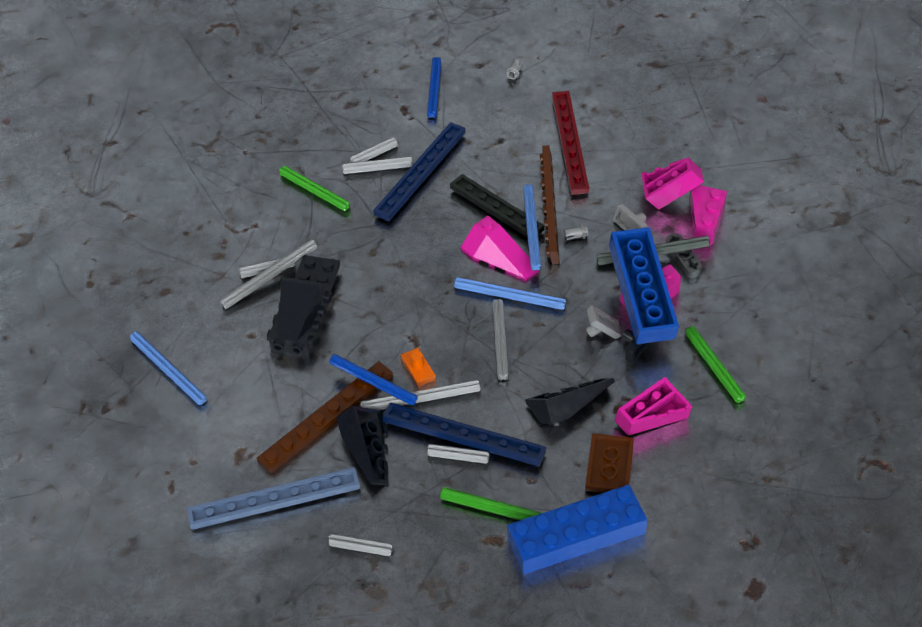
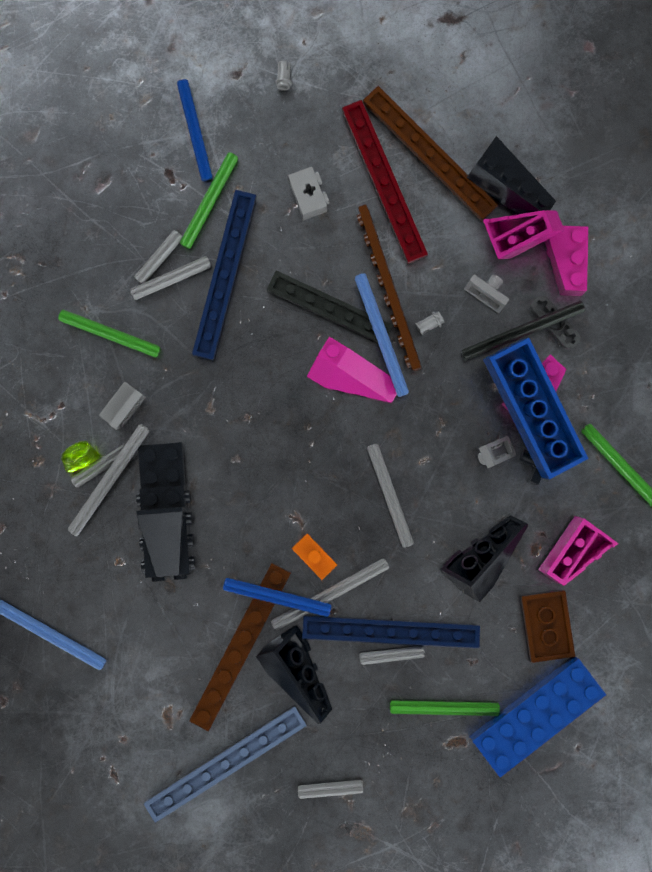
camera: 20 degrees left, 35 degrees up
(253, 256) = (79, 456): none -> clear neon green piece
(304, 233) = (122, 406): none -> light grey panel
(427, 127) = (209, 200): none -> bright green axle
(506, 135) = (308, 205): none -> light grey brick
(510, 293) = (398, 429): medium blue axle -> none
(612, 131) = (430, 153): none -> reddish brown plate
(664, 147) = (509, 181): none -> black wedge

